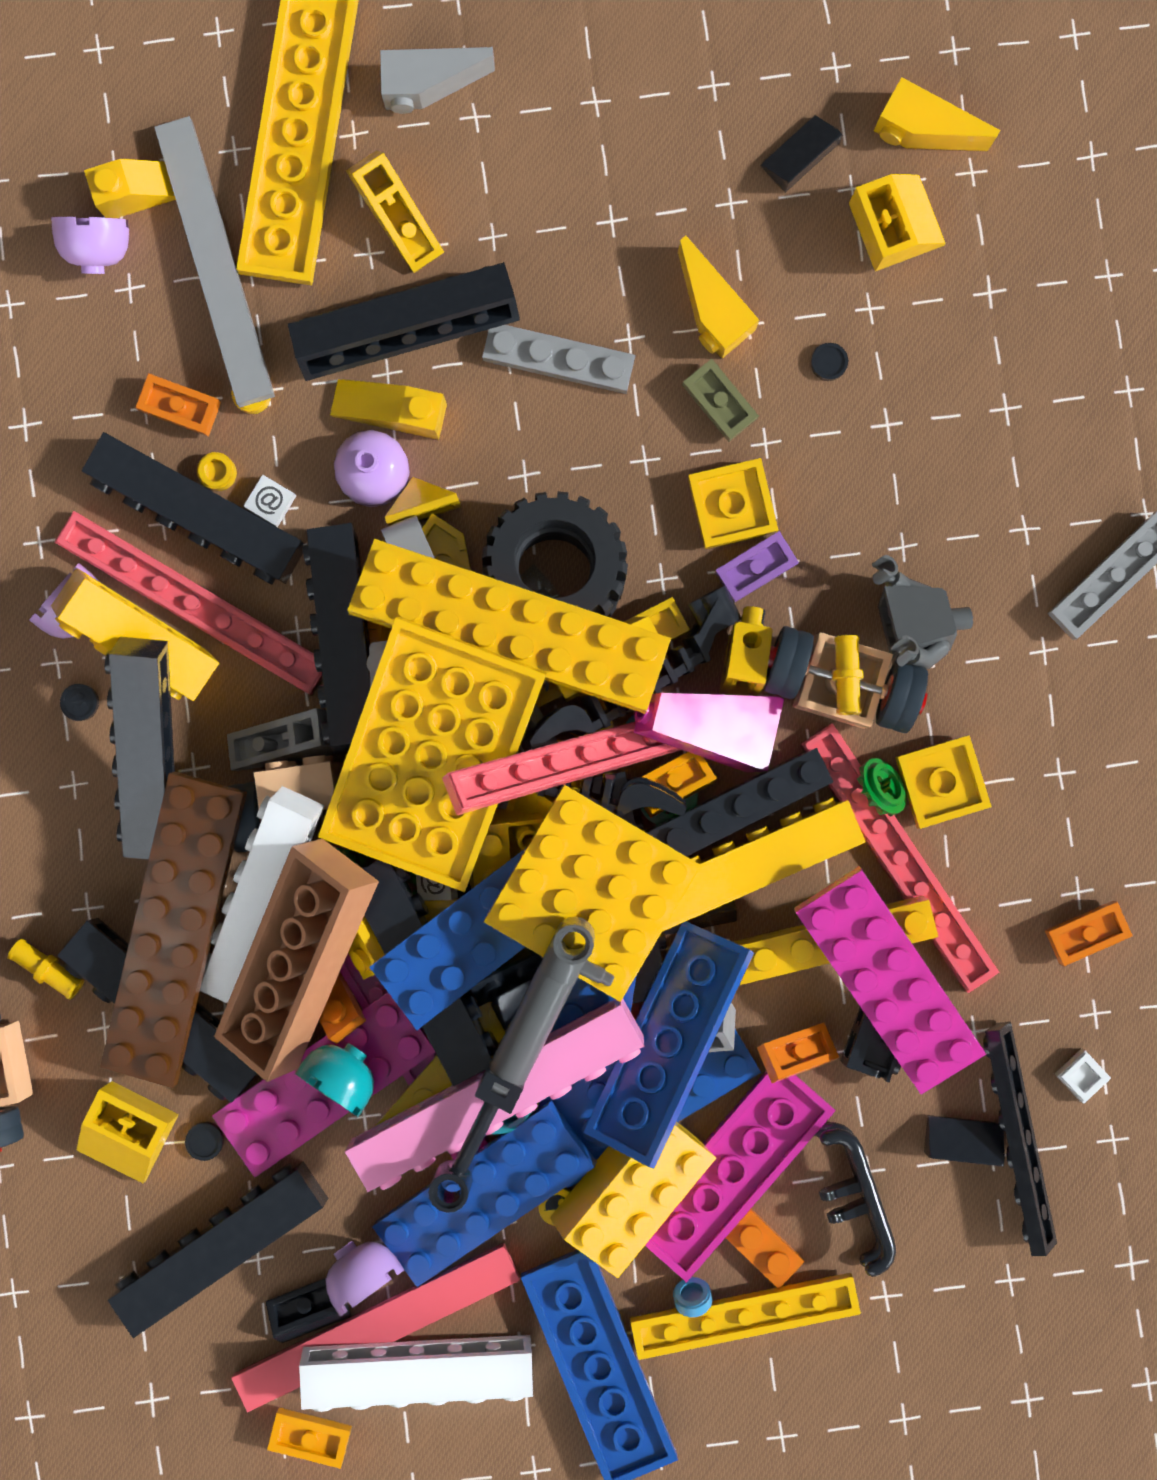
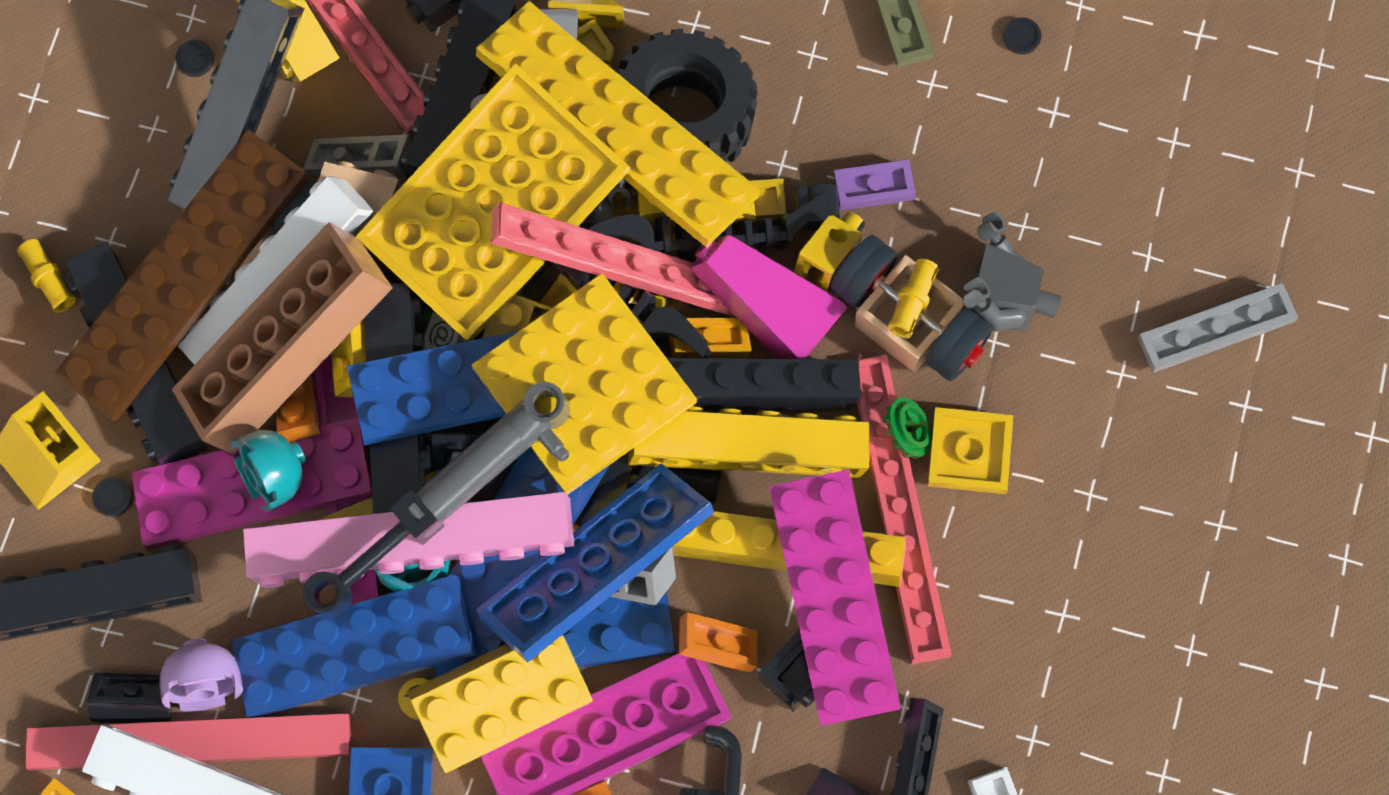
camera: 25 degrees right, 15 degrees down
(732, 503) = (876, 120): yellow plate -> none
(1088, 933) = (1055, 652): orange plate -> none

